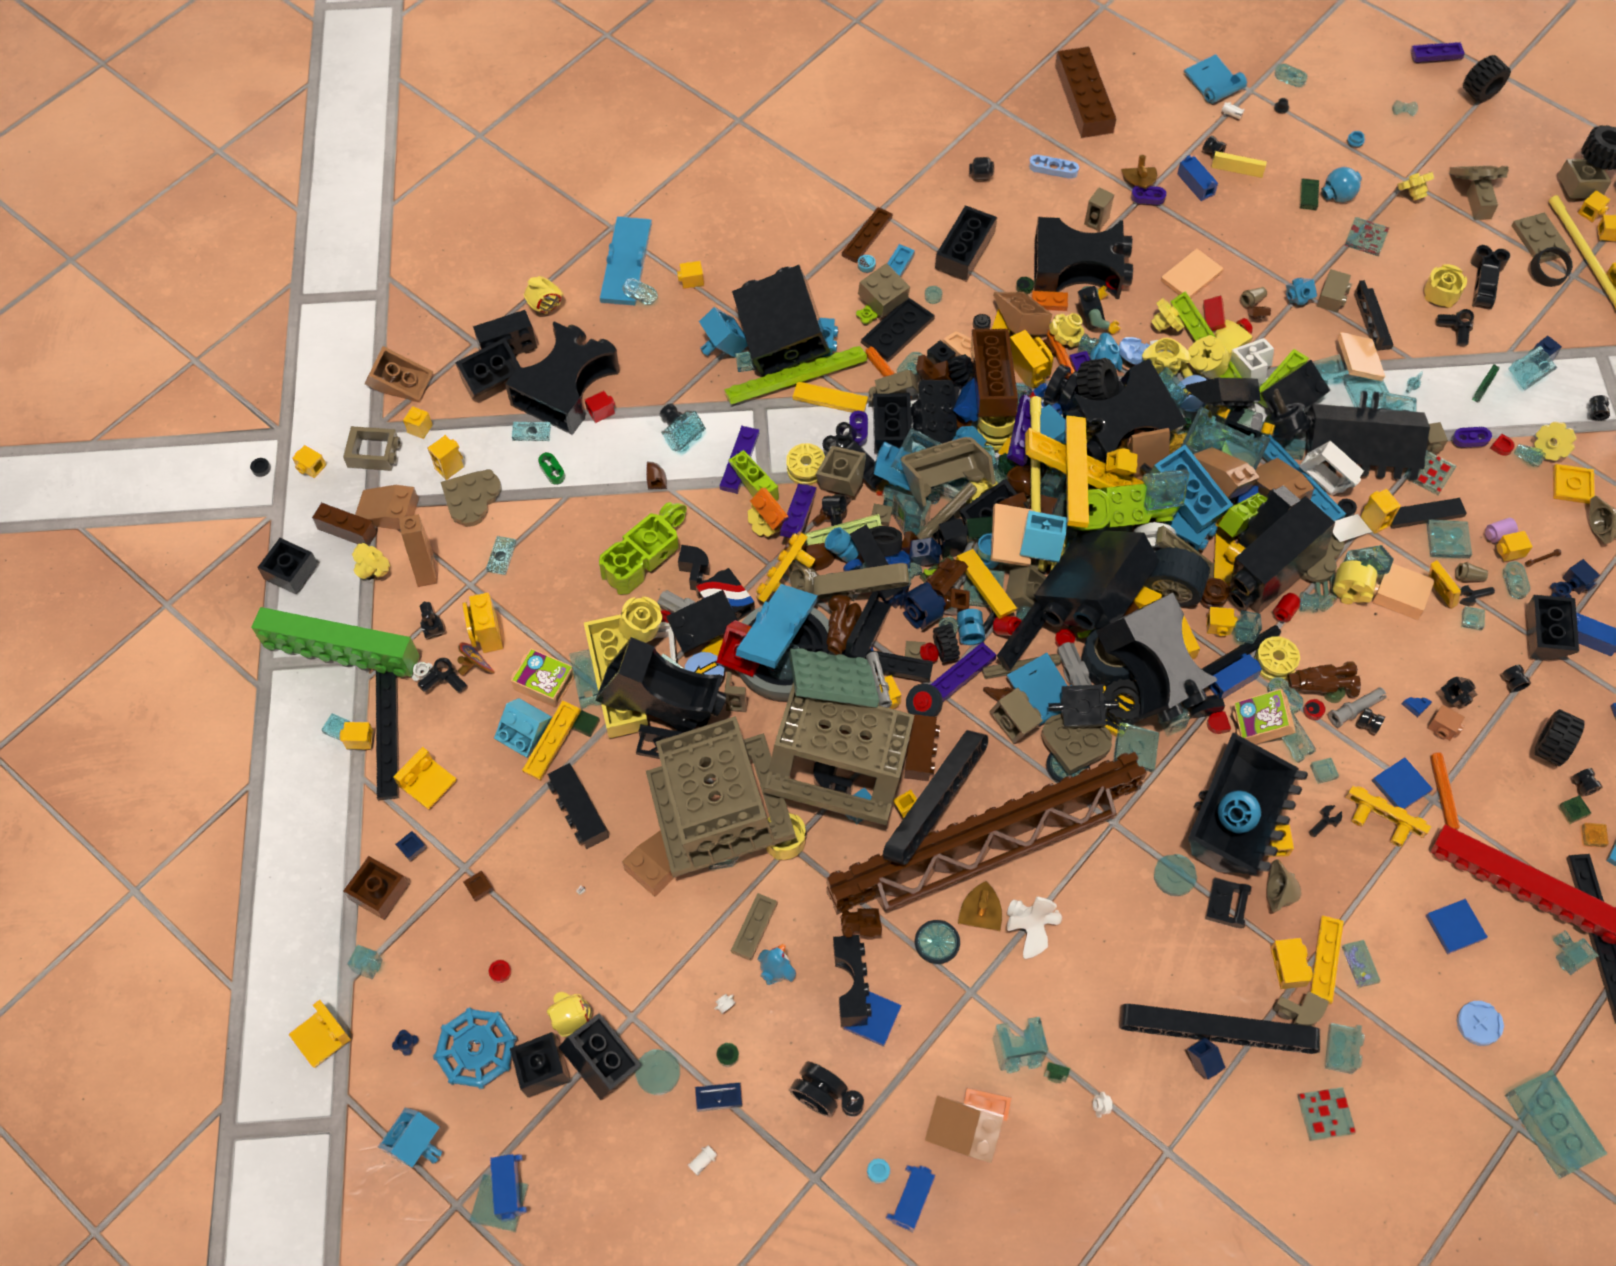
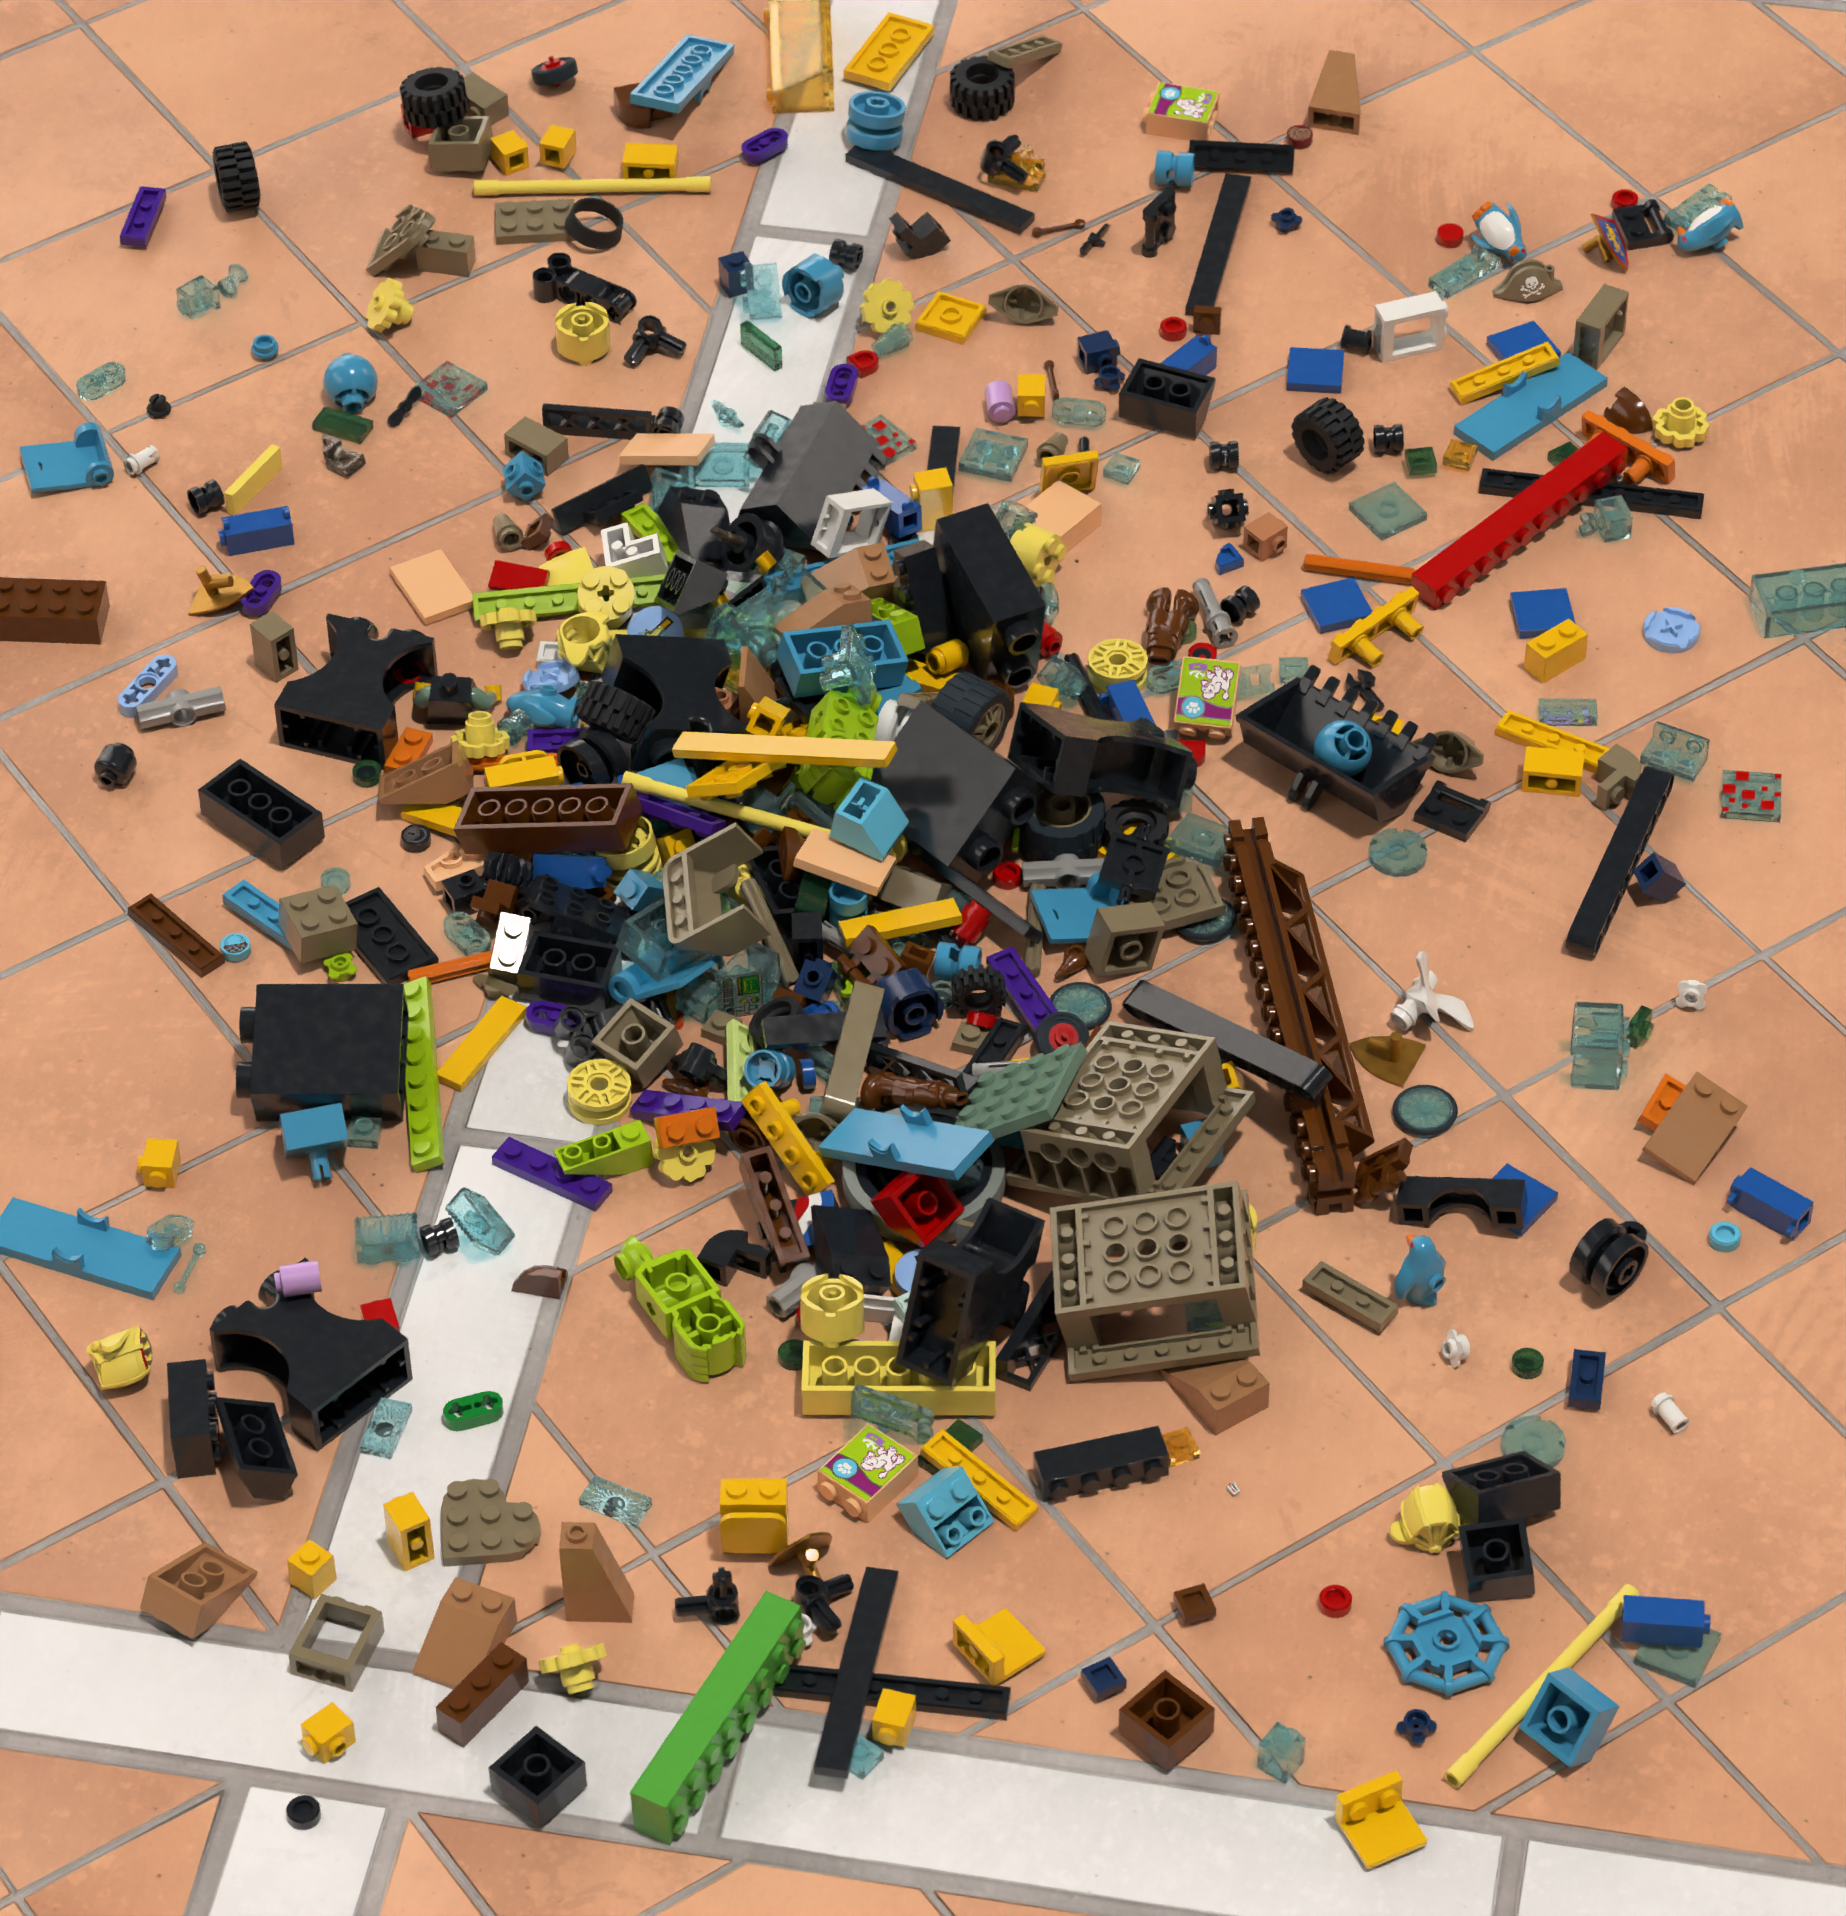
camera: 75 degrees left, 15 degrees down
(380, 1081) = (1469, 1761): none -> light yellow piece
(390, 708) = (856, 1673): none -> black tile
(591, 349) = (298, 1279): none -> lavender brick
(606, 849) = (1181, 1446): none -> clear yellow plate
(639, 311) = (199, 1250): none -> clear light blue hinge
(663, 390) = (387, 1238): none -> clear light blue brick
(724, 571) = (773, 1205): none -> reddish brown slope
(965, 708) = (1085, 1001): none -> clear light blue wheel
(1040, 184) = (180, 707): none -> light grey piece
(1280, 200) = (339, 459): none -> clear smoke slope
(1301, 337) = (603, 500): none -> black bracket
(1338, 218) = (404, 406): none -> black piece
(1360, 493) = (904, 514): none -> blue brick
(1379, 95) = (197, 297): none -> clear light blue brick
(1387, 352) = (668, 421): none -> black wheel
(1415, 941) = (1555, 650): none -> yellow brick
(1515, 798) = (1387, 511): none -> clear light blue tile
(1554, 395) = (813, 285): none -> dark azure brick

